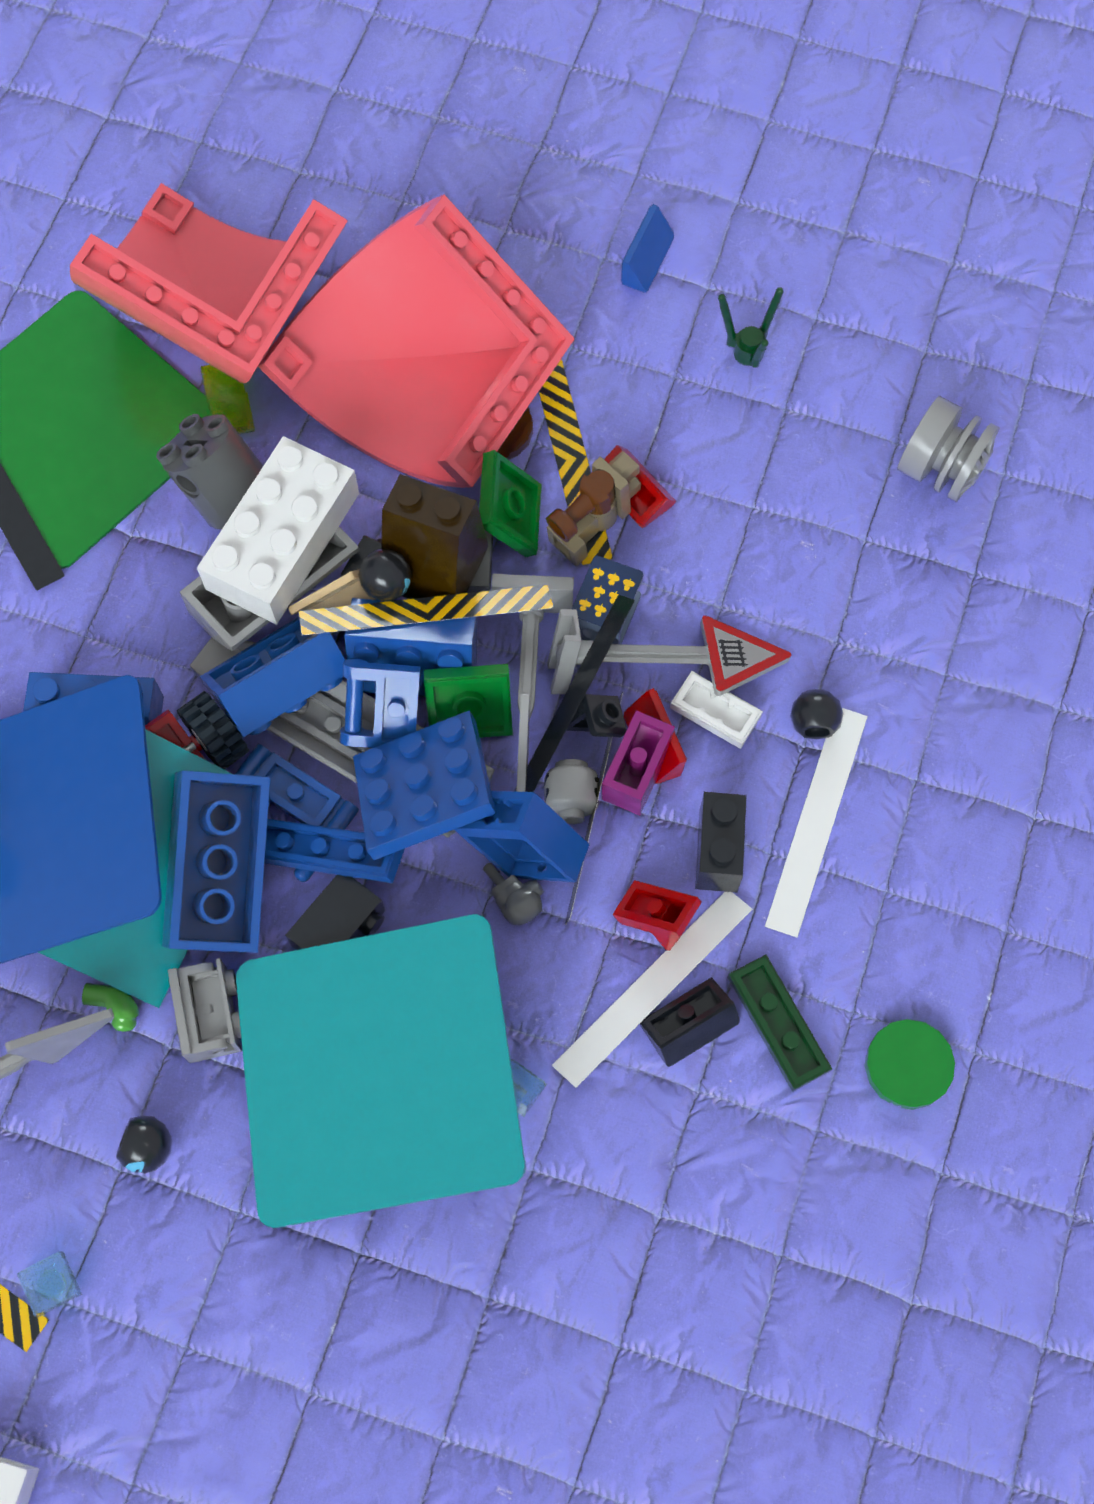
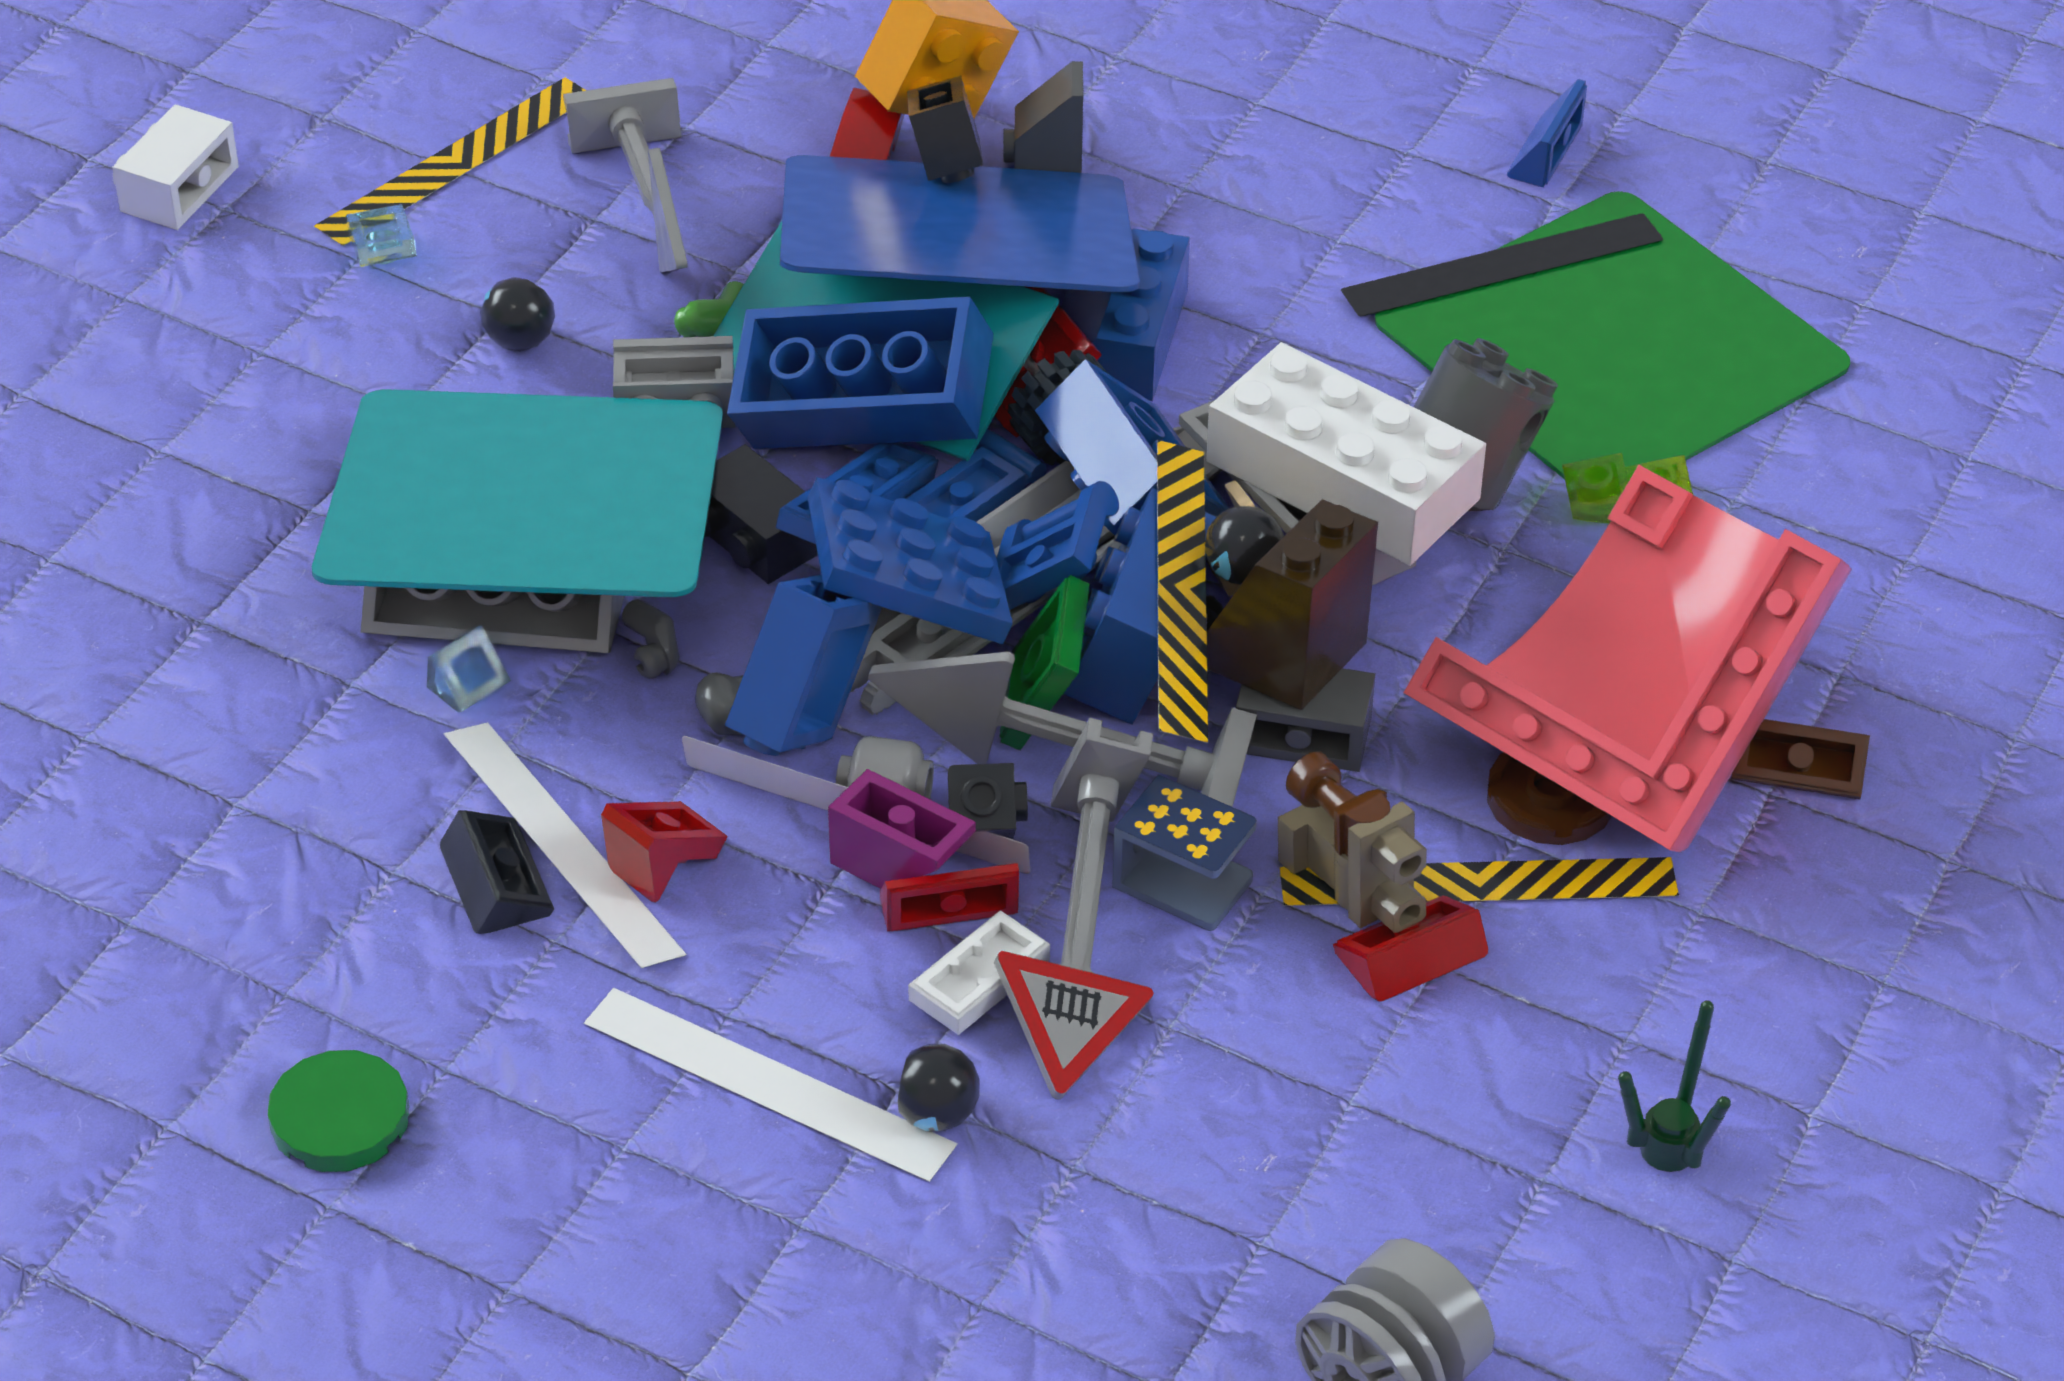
camera: 100 degrees right, 25 degrees down
(206, 281) = (1796, 422): coral panel -> none
(510, 503) = (1386, 742): green tile -> none
(577, 691) = (1016, 762): black sticker -> none
(647, 250) = (1885, 1021): blue slope -> none
(721, 842) = (750, 925): black brick -> none
(779, 1023) = (457, 971): dark green tile -> none

